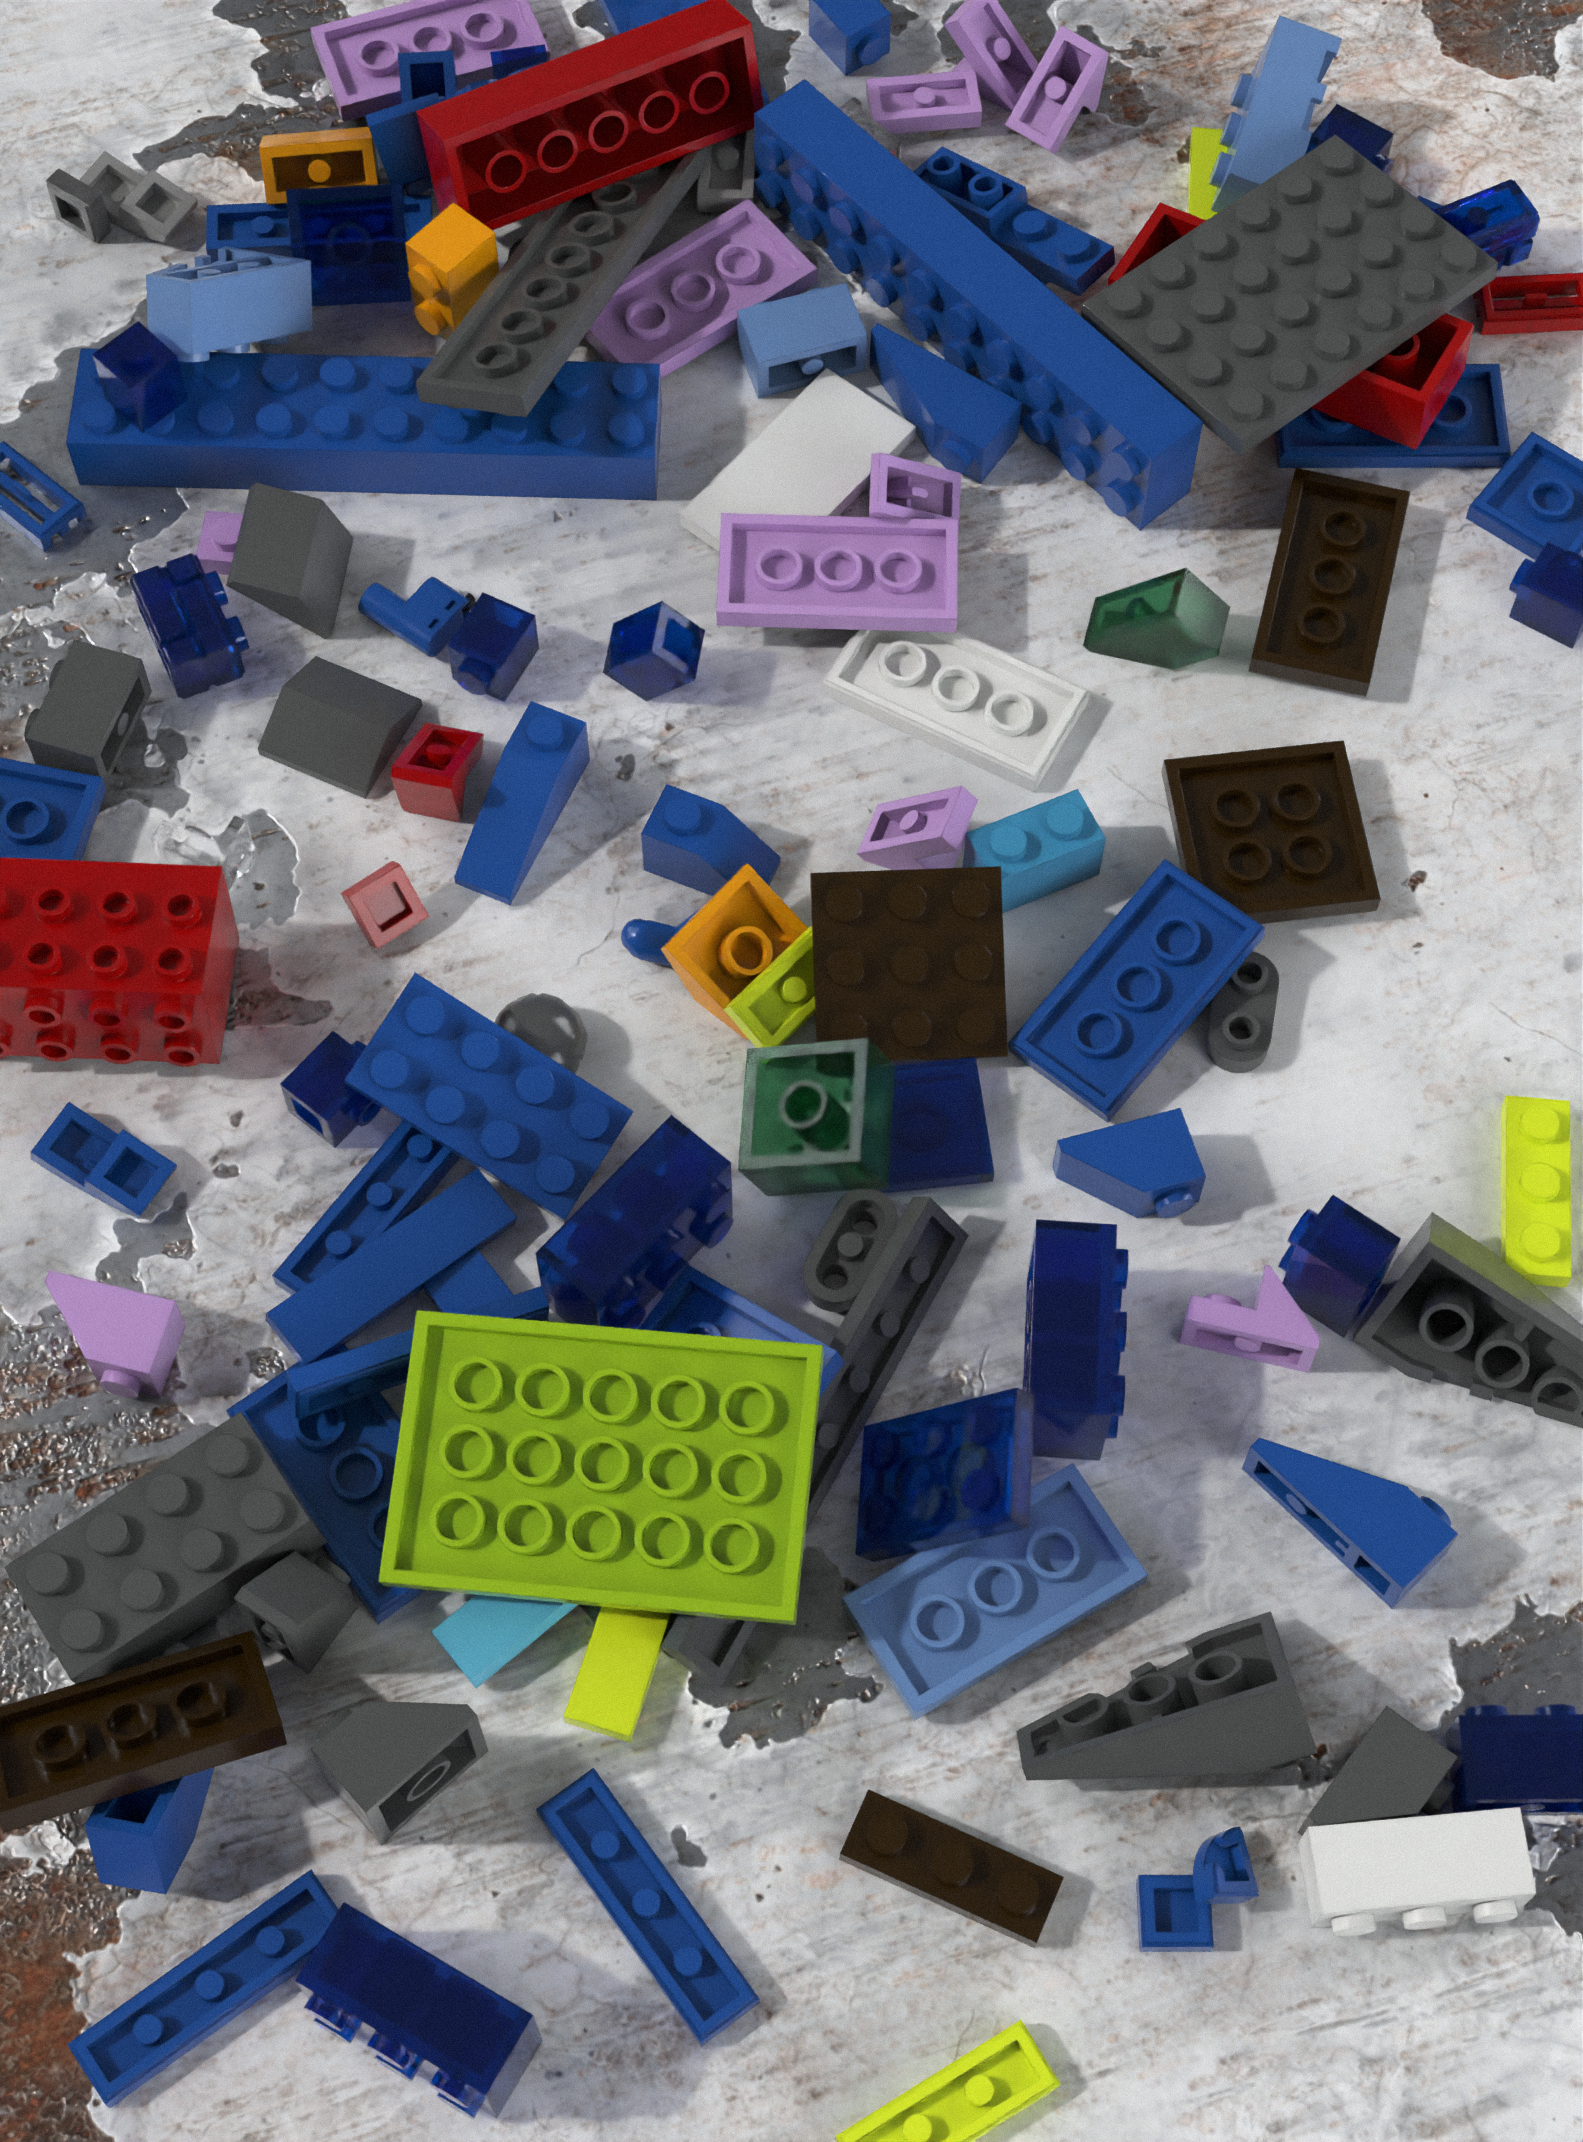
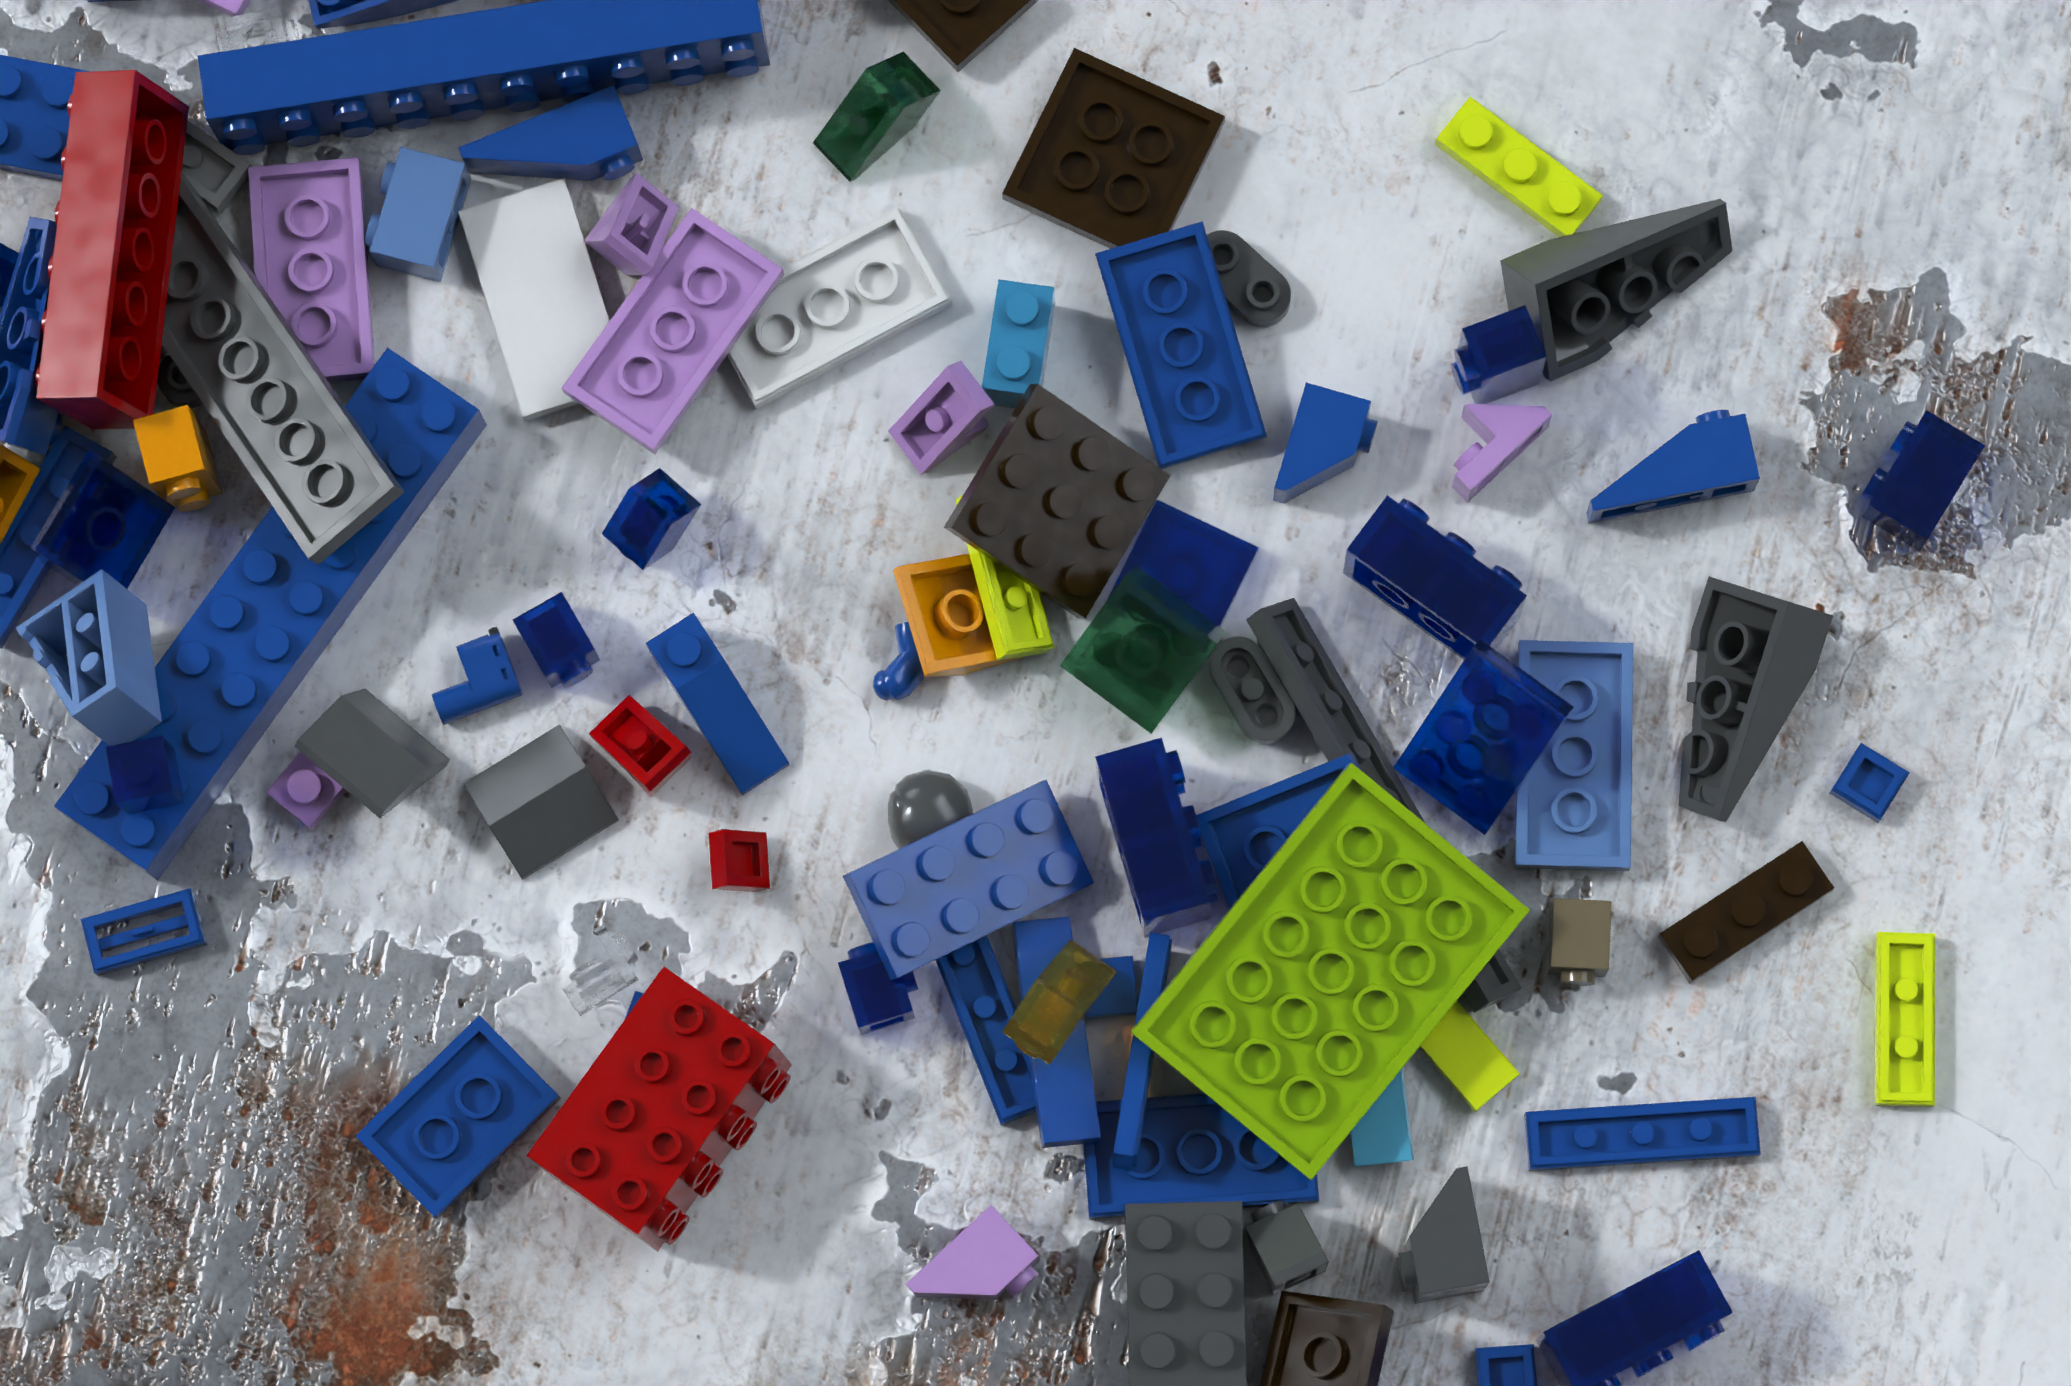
camera: 50 degrees left, 15 degrees up
(88, 711) = (407, 993): dark grey brick -> none
(101, 1162) = (820, 1197): blue slope -> none
(188, 625) = (374, 867): clear blue brick -> none
(416, 1240) = (1058, 1002): none -> clear yellow slope
(701, 843) = (849, 587): blue slope -> none
(806, 1709) = (1579, 940): none -> dark tan brick
(1224, 1870) = (1863, 730): blue tile -> none
(1387, 1777) = (1873, 583): dark grey slope -> none
(1416, 1870) = (1947, 604): white brick -> none

